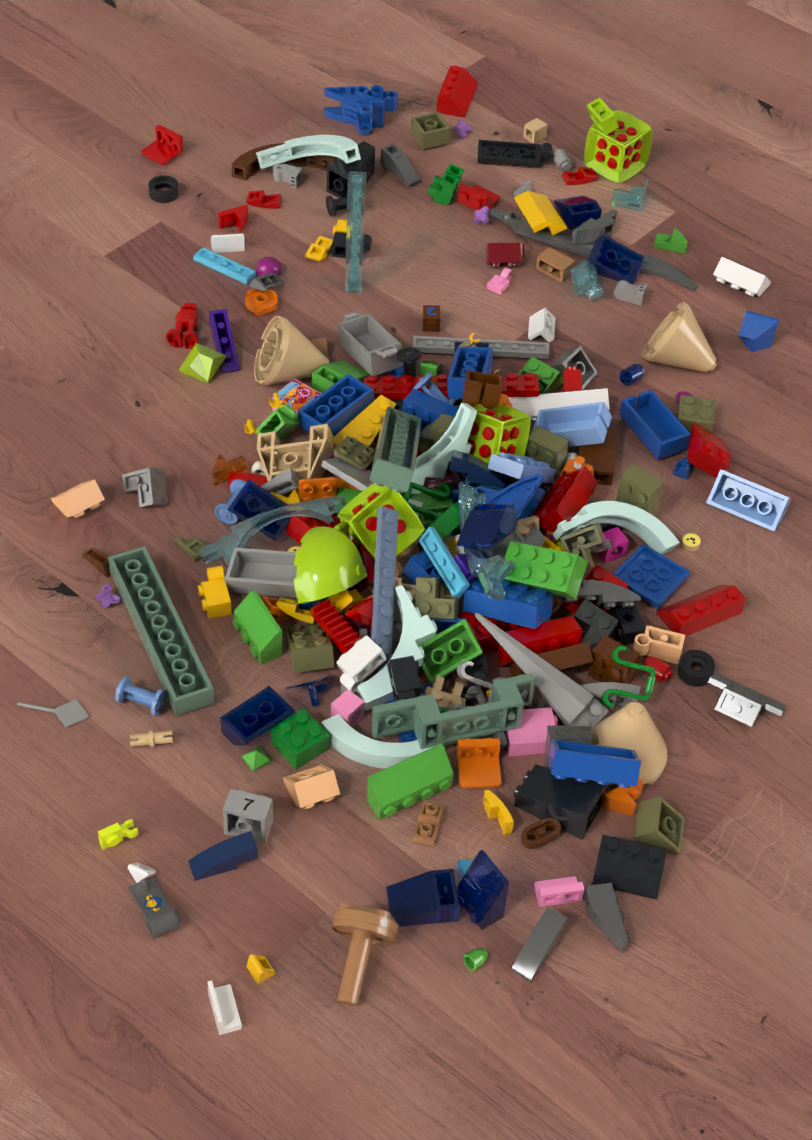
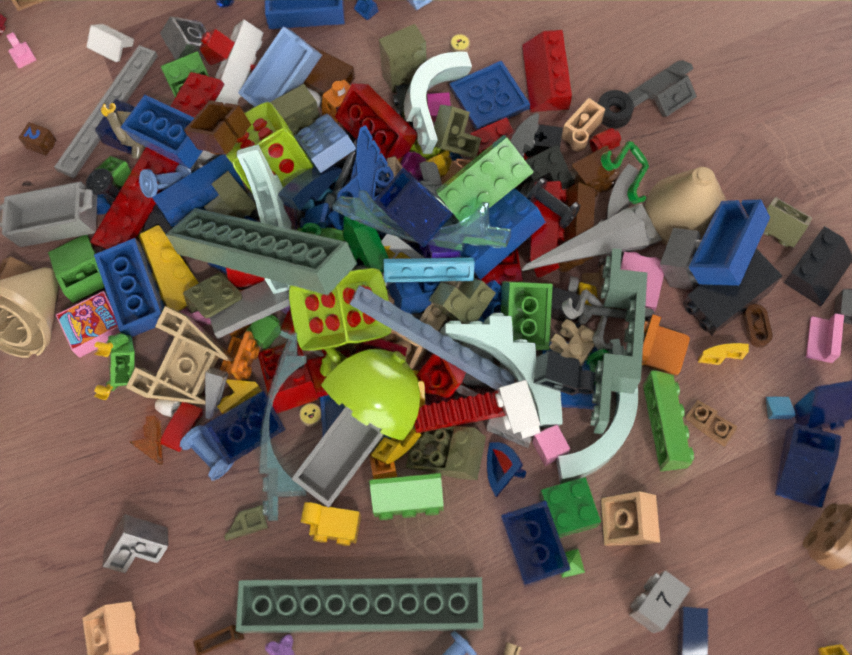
camera: 60 degrees left, 20 degrees up
(549, 637) = (567, 213): none -> black hose

